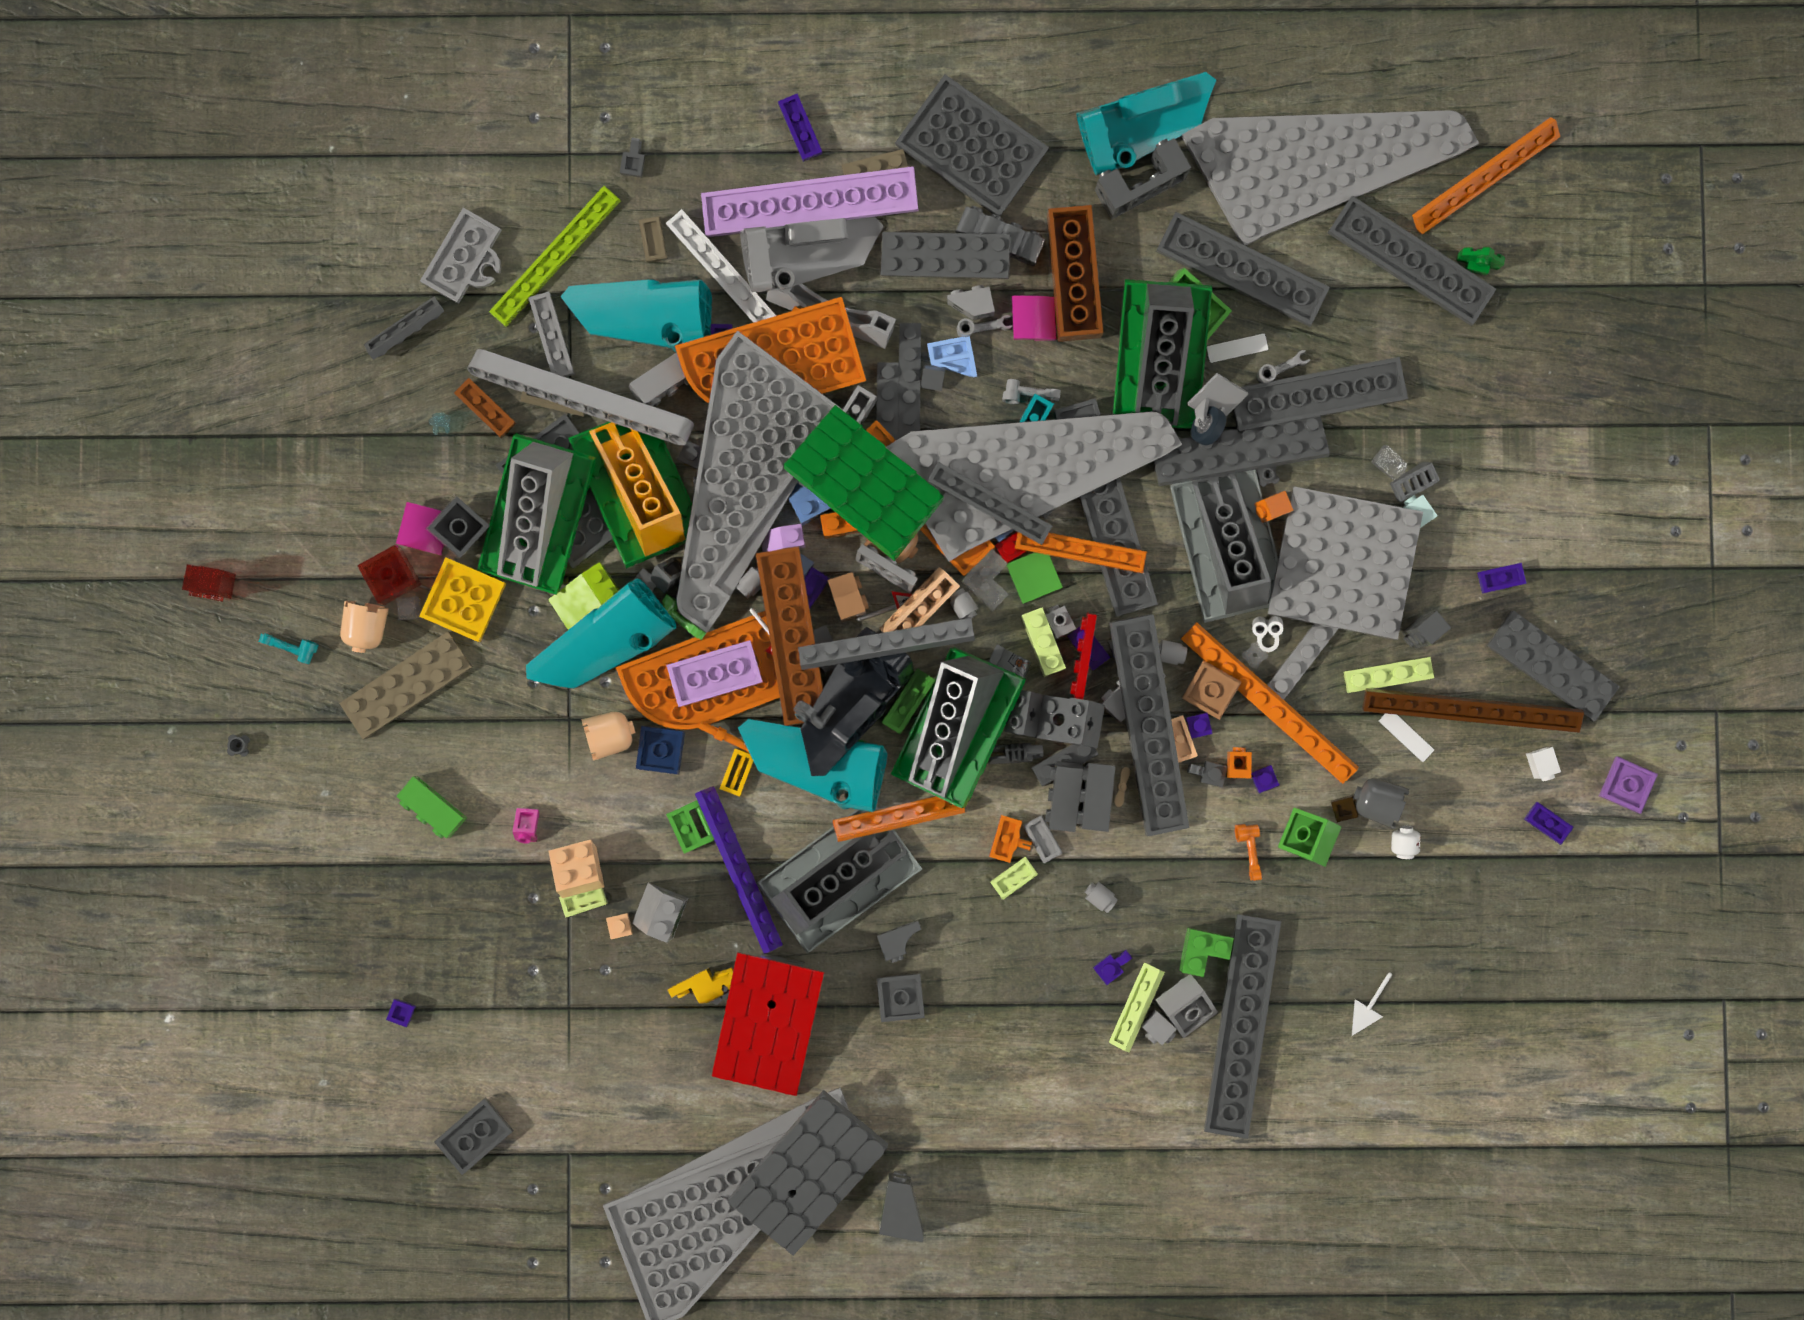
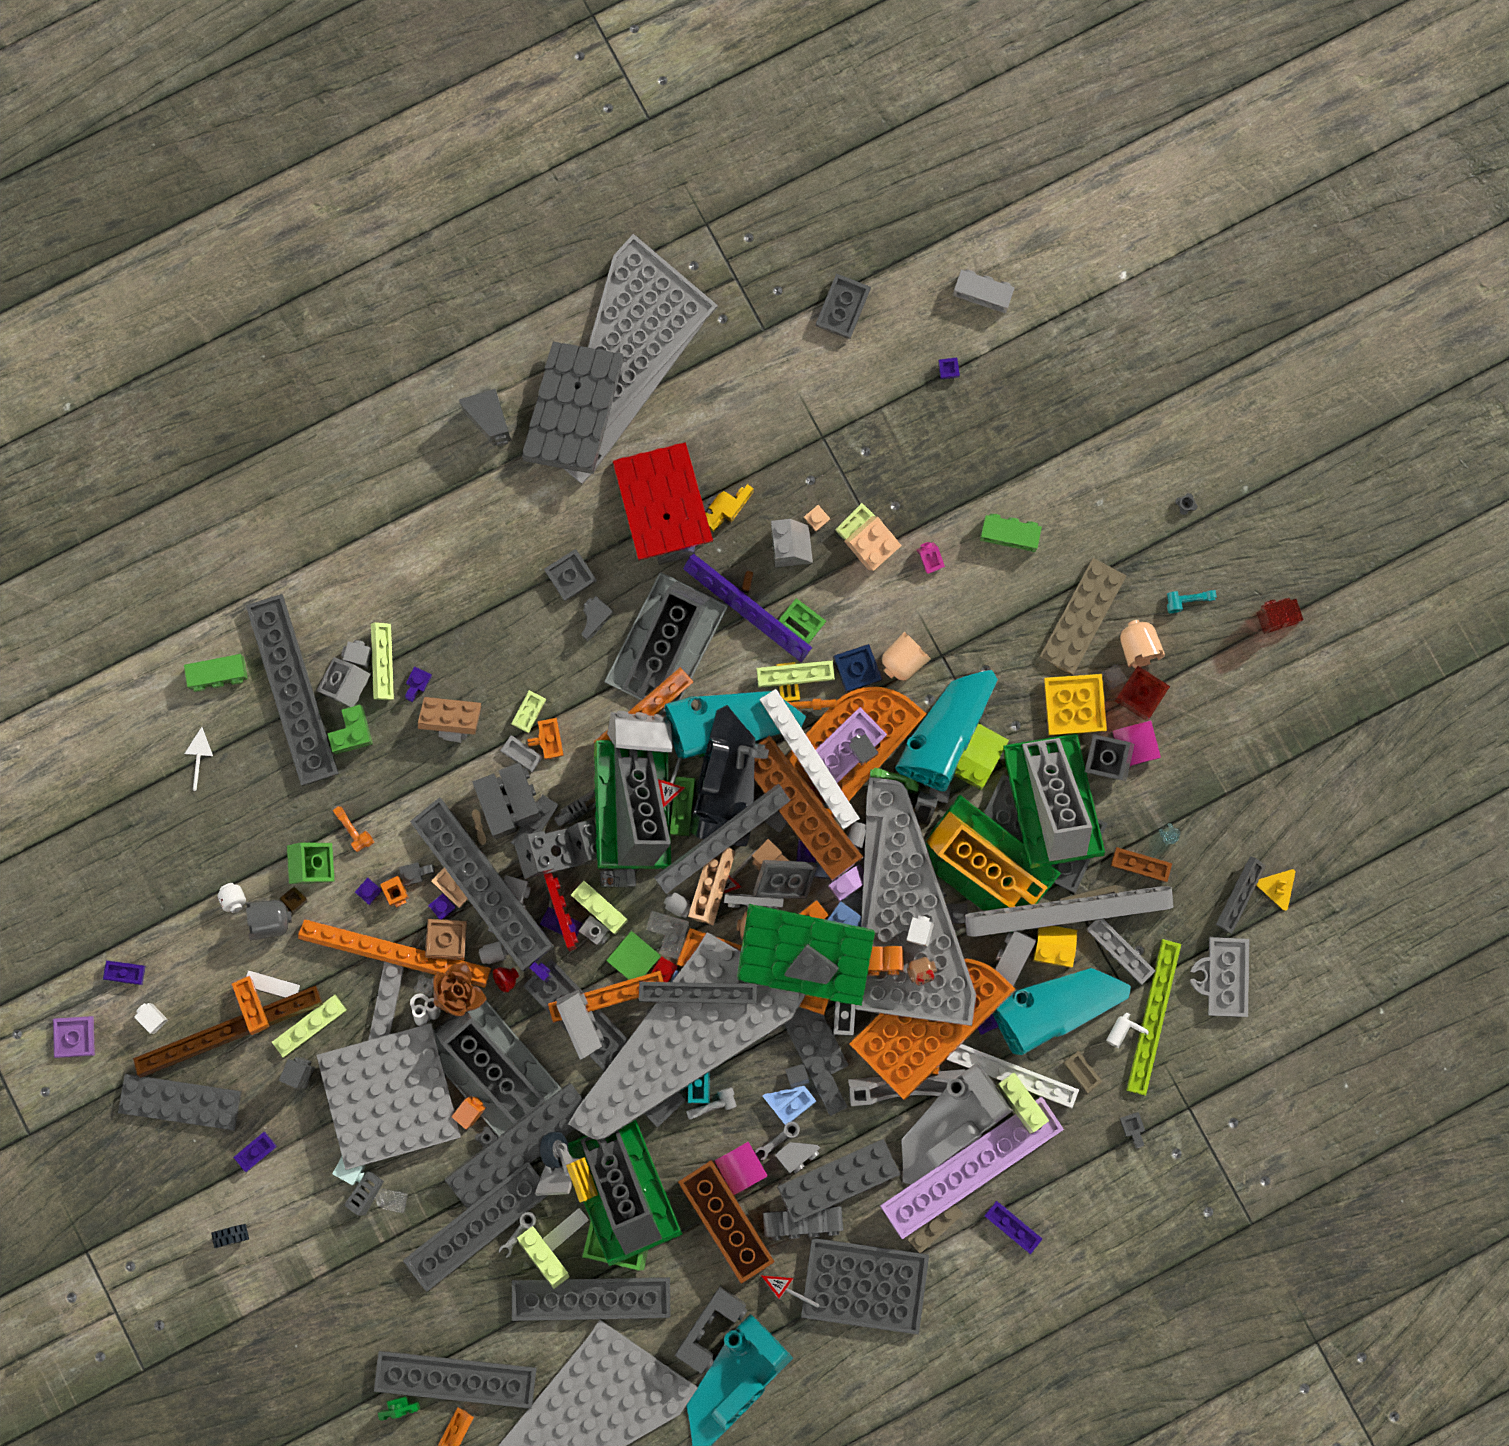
camera: 150 degrees right, 5 degrees down
(320, 1076) = (983, 290): none -> light grey brick
(363, 317) = (1278, 887): none -> yellow piece
(593, 258) = (1120, 1030): none -> white piece
(612, 370) = (1055, 946): none -> yellow slope
(698, 661) = (863, 749): none -> dark grey brick
(724, 896) = (747, 582): none -> reddish brown tile
(725, 776) = (795, 674): none -> yellowish green tile
(727, 235) = (1022, 1103): none -> yellowish green brick
(738, 449) = (920, 931): none -> white brick
(757, 408) = (921, 971): none -> medium nougat head
(757, 680) = (809, 759): none -> white plate
(785, 438) = (886, 959): none -> orange brick
(845, 572) = (784, 879): none -> dark grey tile
(864, 465) = (812, 967): none -> dark grey wing
(912, 795) = (640, 731): none -> slope
(913, 723) = (668, 789): none -> piece
(1054, 188) = (780, 1285): none -> piece
(1096, 914) = (449, 715): none -> medium nougat plate
(1122, 534) = (579, 1023): none -> light grey slope
(1134, 605) = (541, 970): none -> dark purple plate
(1171, 620) = (505, 978): none -> red brick
(1192, 381) = (584, 1178): none -> yellow tile
(1222, 638) = (454, 990): none -> dark orange brick
(1270, 329) = (543, 1257): none -> yellowish green brick
(1312, 1083) = (215, 672): none -> bright green brick
(1438, 723) = (250, 1005): none -> orange plate
(1566, 507) = (230, 1236): none -> black wheel

